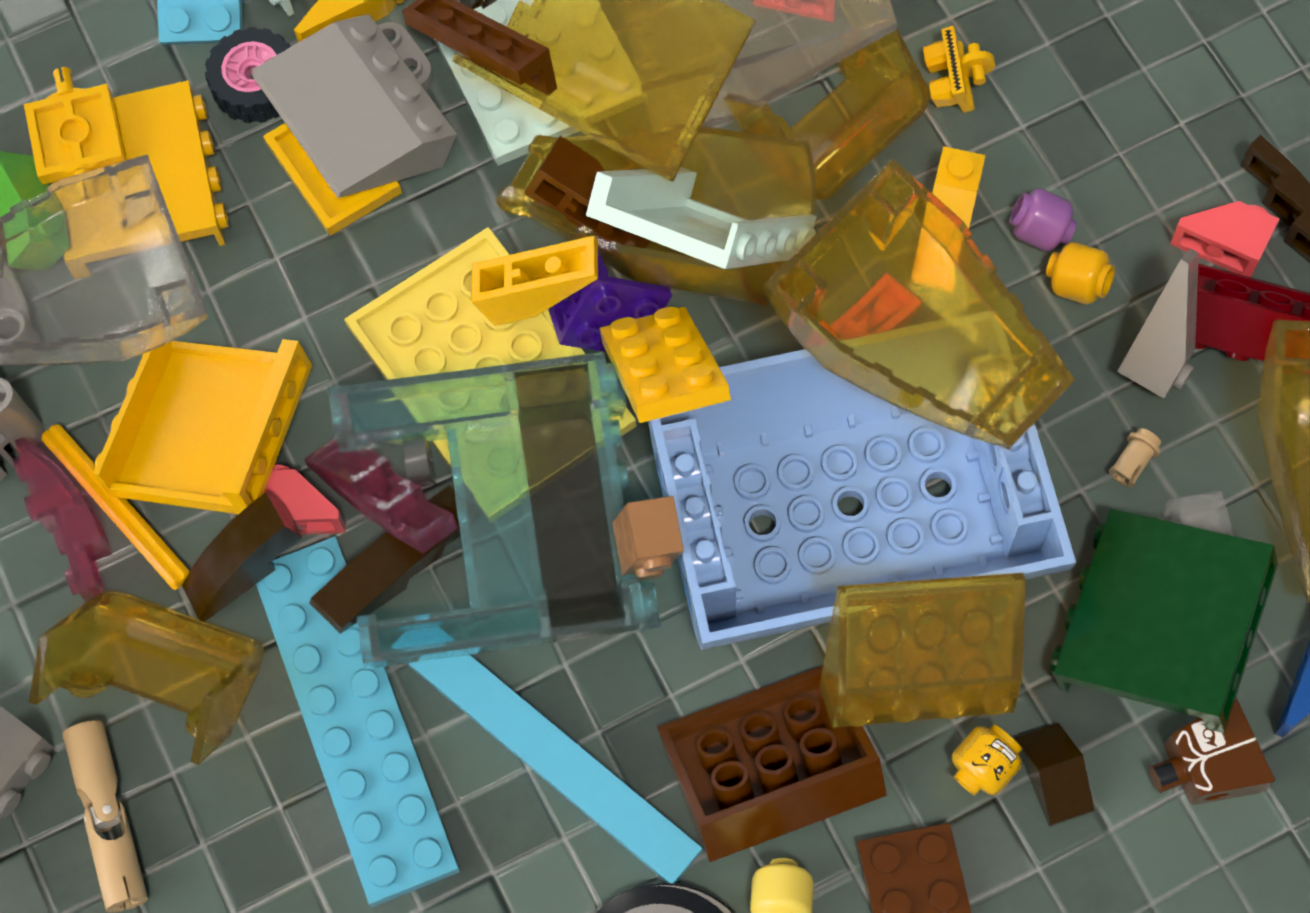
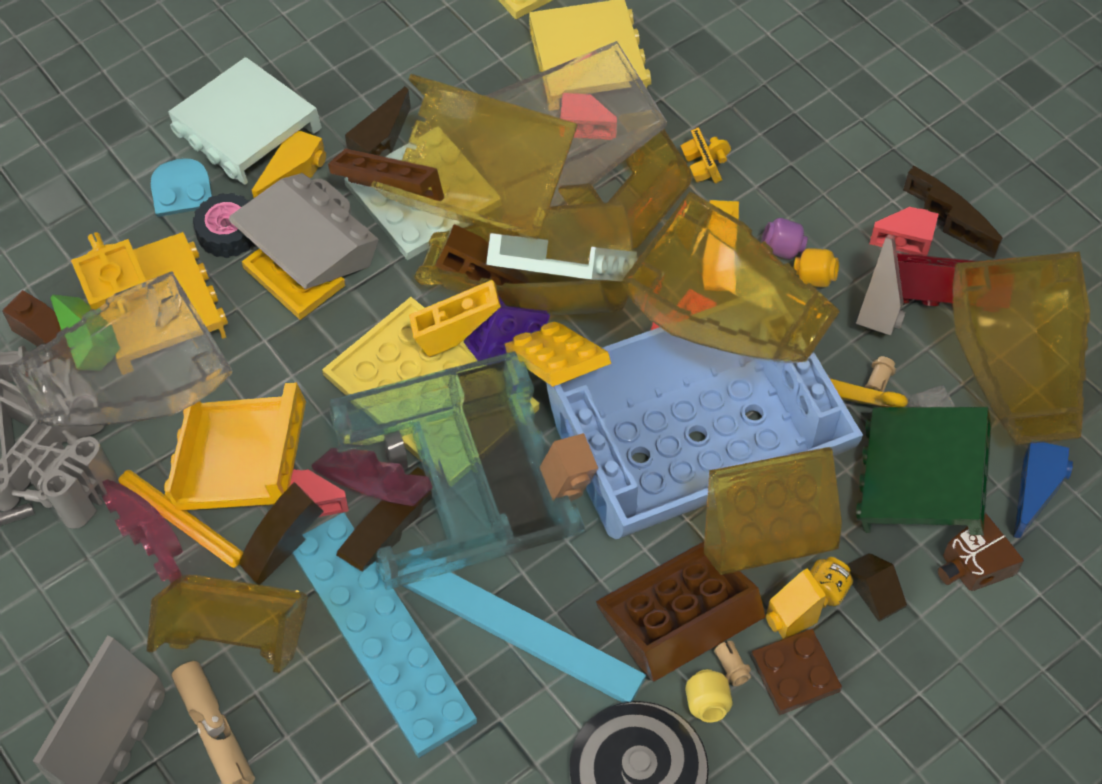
camera: 15 degrees left, 10 degrees down
(826, 853) = (736, 670): none -> tan pin
(930, 790) = (796, 605): none -> yellow slope
(1088, 478) = (868, 396): none -> yellow plant

